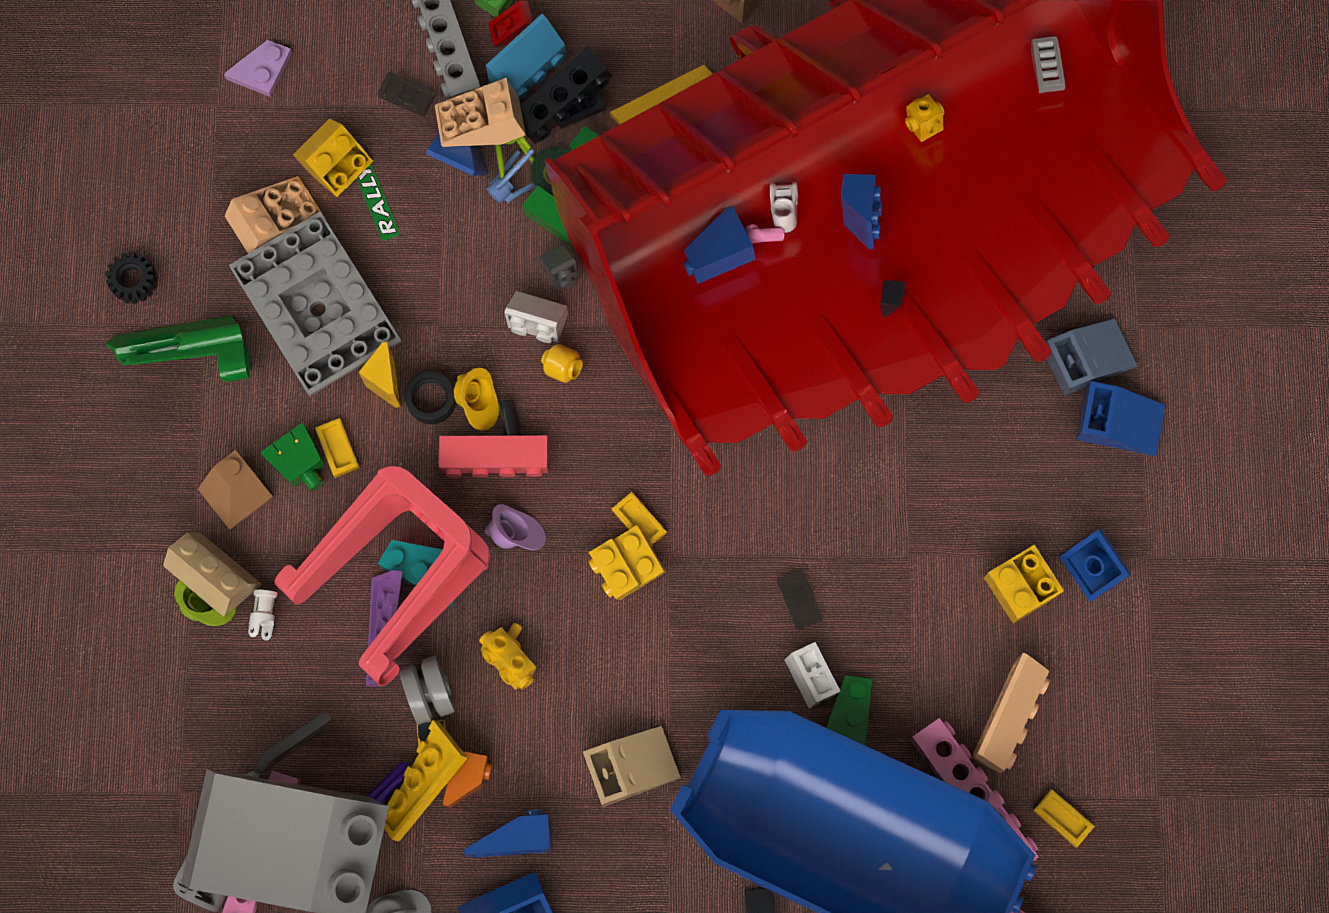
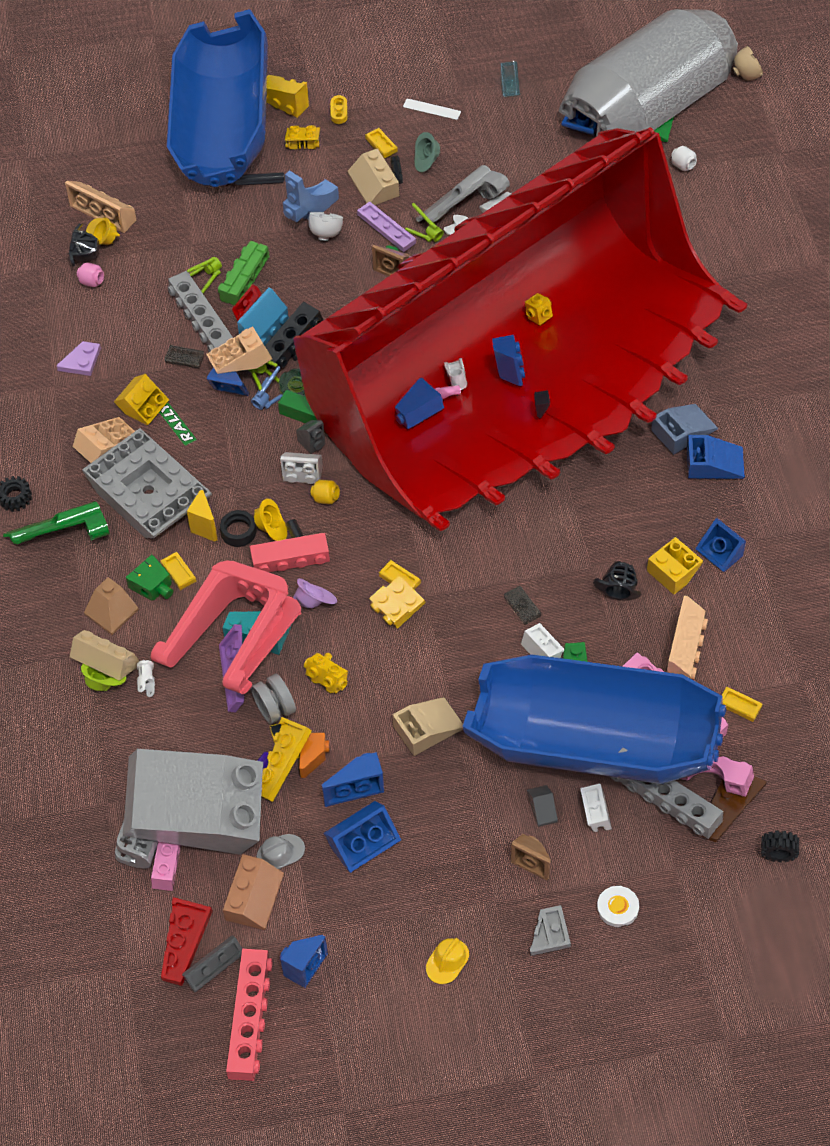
camera: 10 degrees left, 20 degrees down
(293, 742) = (190, 743): dark grey tile -> none
(939, 596) = (619, 582): none -> black piece
(1044, 49) = (612, 265): light grey slope -> none

